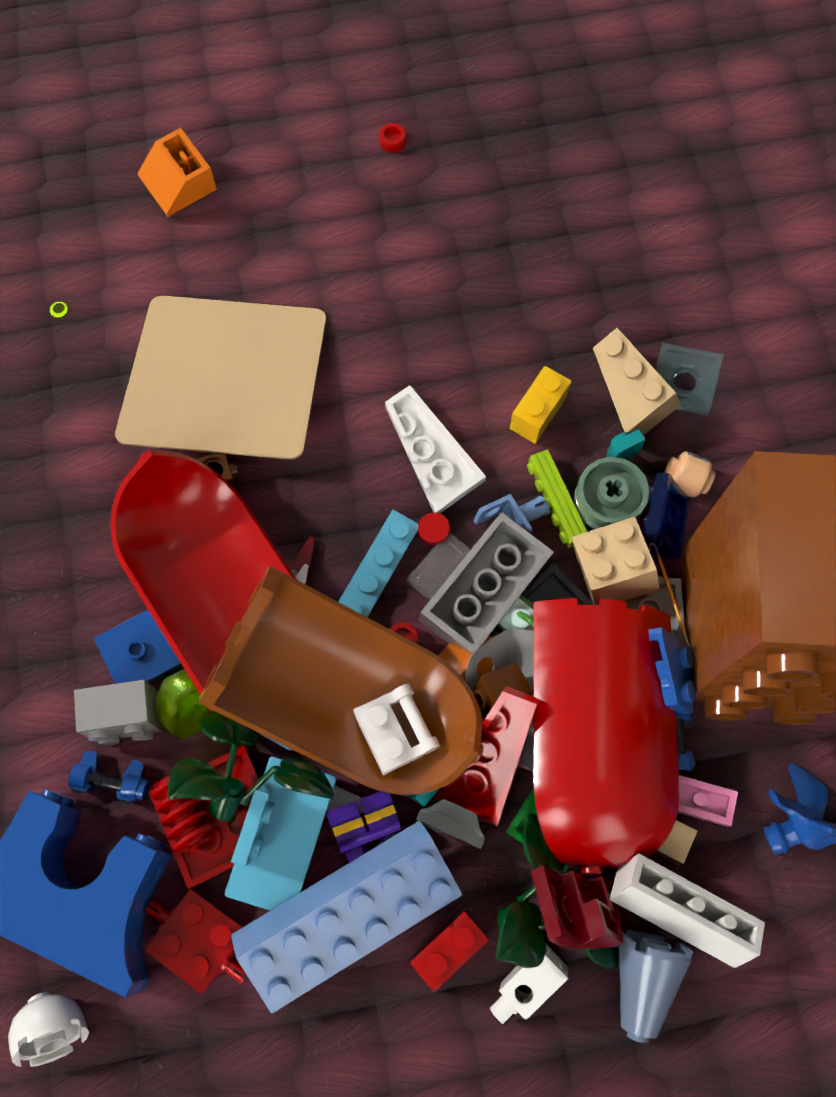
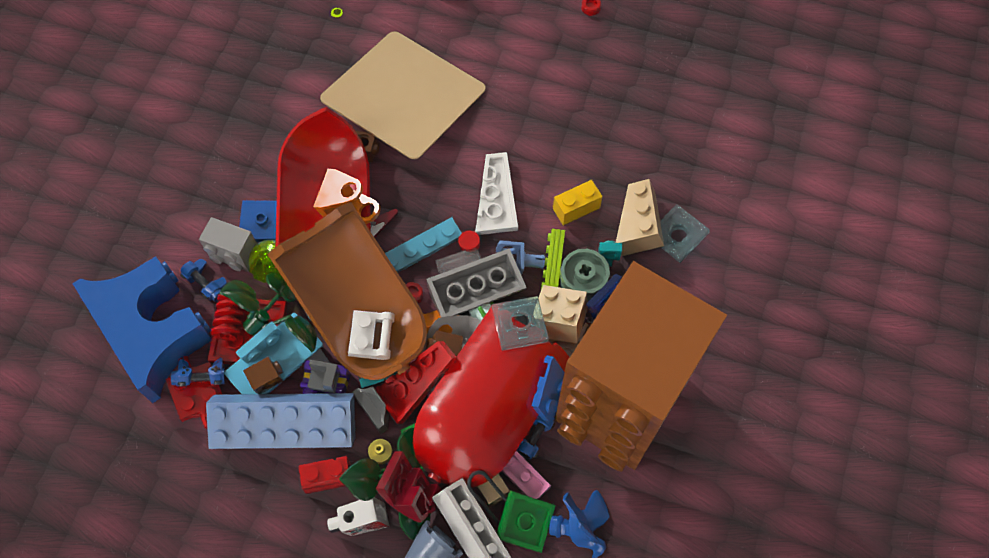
camera: 30 degrees right, 5 degrees down
(46, 1029) = (90, 390): white cylinder -> none
(173, 932) = (184, 374): none -> blue piece
(239, 565) = (337, 192): none -> hose
(286, 868) = (264, 375): none -> reddish brown brick
(367, 823) = (323, 376): none -> dark grey panel
(486, 877) = (383, 455): none -> light yellow tile
(589, 630) = (515, 337): none -> clear light blue piece
(686, 872) = (479, 499): none -> black piece
(738, 857) = (525, 521): none -> green plate

